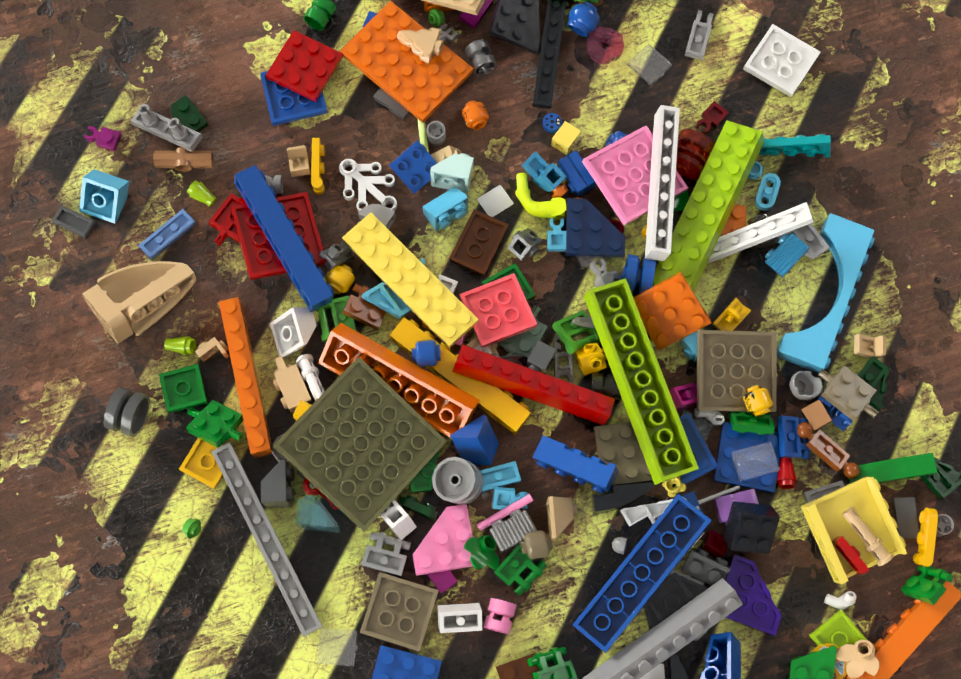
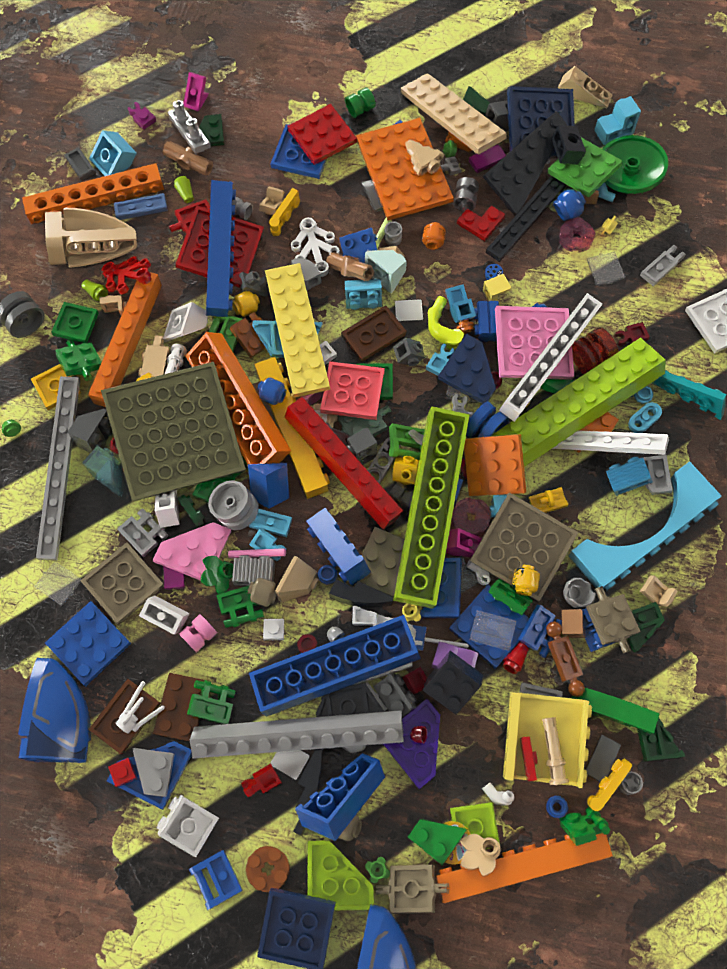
camera: 35 degrees right, 5 degrees down
(113, 236) = (94, 192): none -> orange brick
(145, 84) = (195, 92): none -> dark pink slope
(185, 315) = (111, 270): none -> red plant
(418, 189) = (350, 266): none -> medium nougat piece
(510, 82) = (481, 226): none -> red plate
(562, 572) = (273, 629): none -> white plate
(579, 494) = (327, 574): none -> blue plate
(600, 568) = (306, 643): none -> dark red tile
(630, 20) = (609, 225): none -> light yellow plate
(682, 363) = (471, 506): none -> clear pink plate
(748, 589) = (419, 734): none -> dark red hinge
(898, 578) = (563, 806): none -> blue plate

